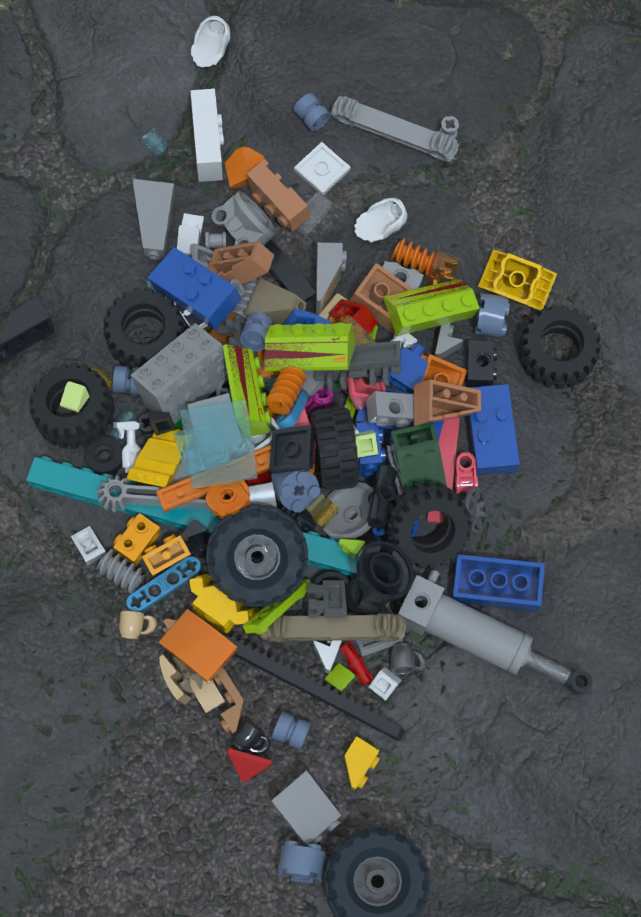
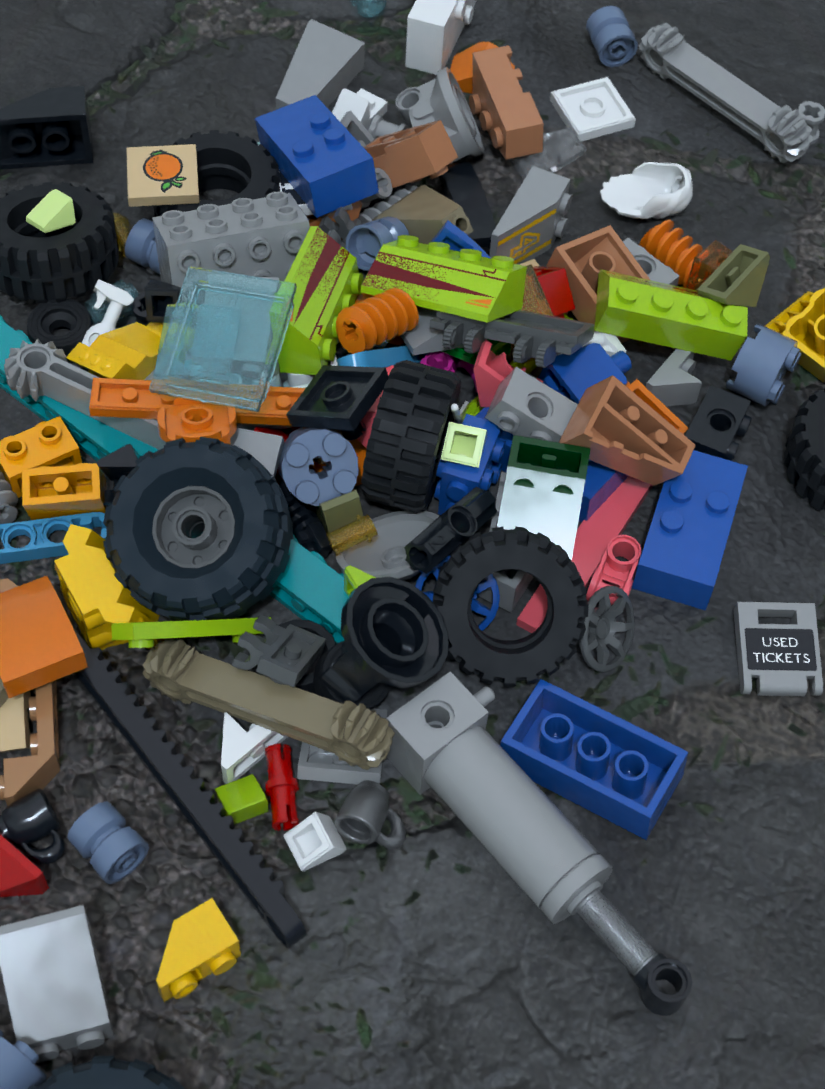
camera: 25 degrees right, 15 degrees down
(116, 339) = (162, 175): none -> tan tile
(460, 275) = (738, 278): none -> olive slope
(562, 483) = (778, 653): none -> light grey container

